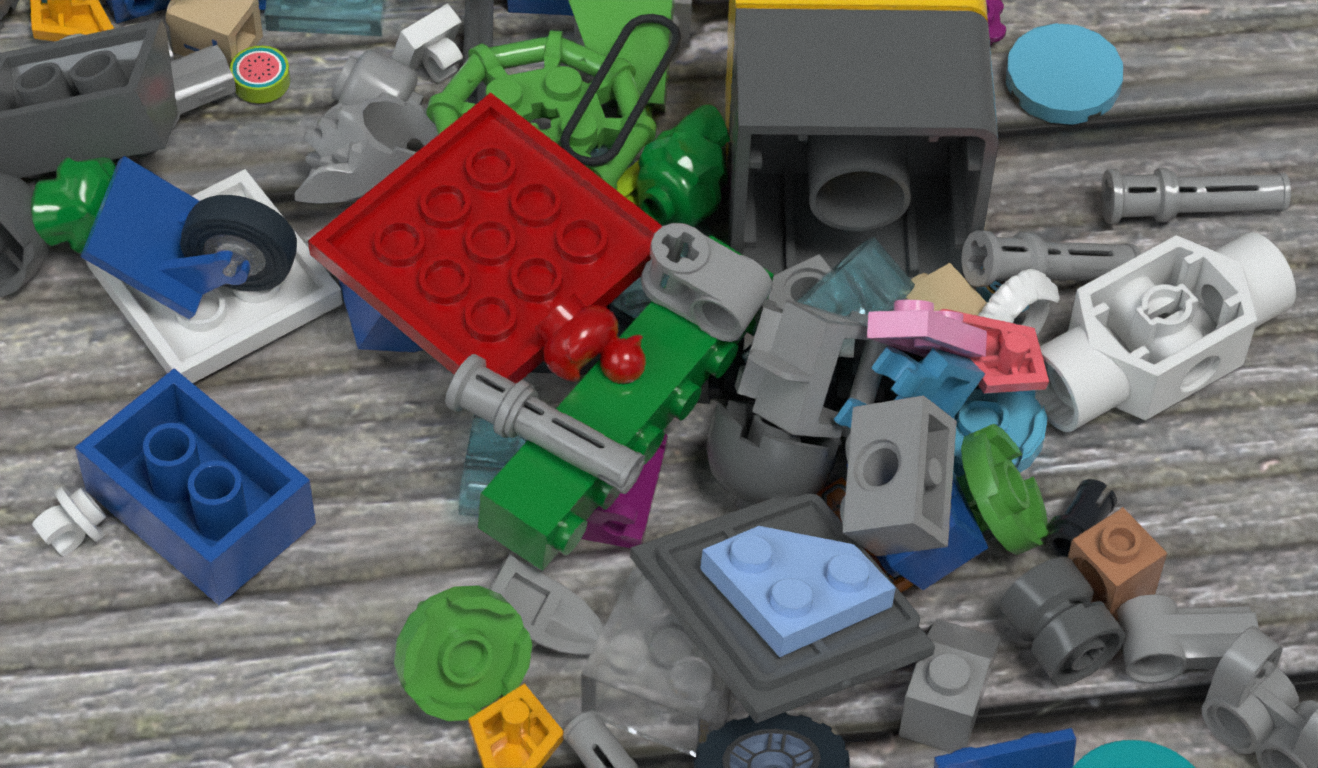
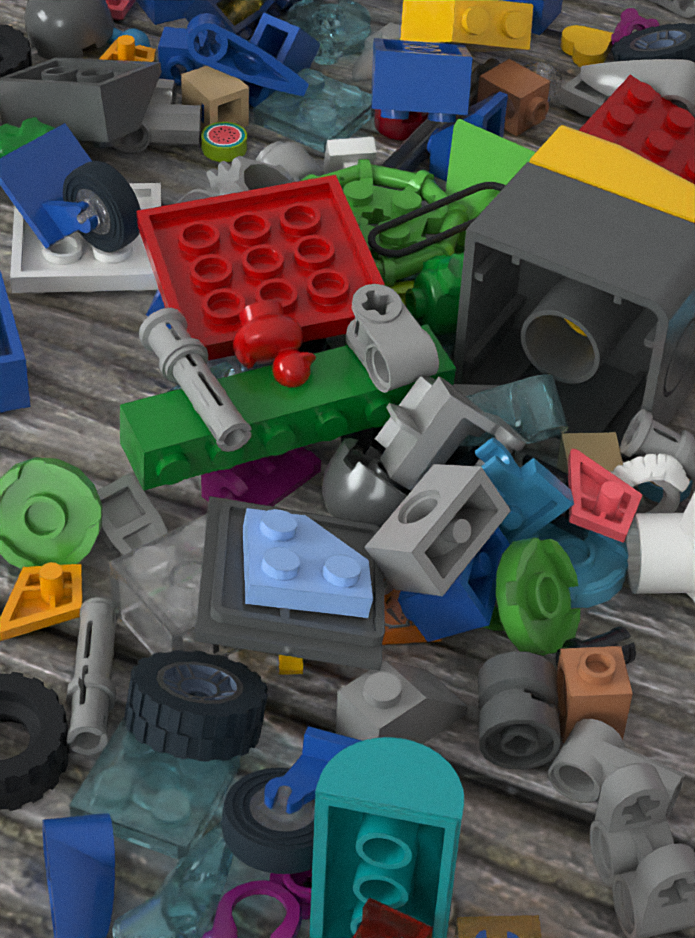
camera: 30 degrees right, 10 degrees down
(919, 328) = (524, 434): bright pink plate -> none

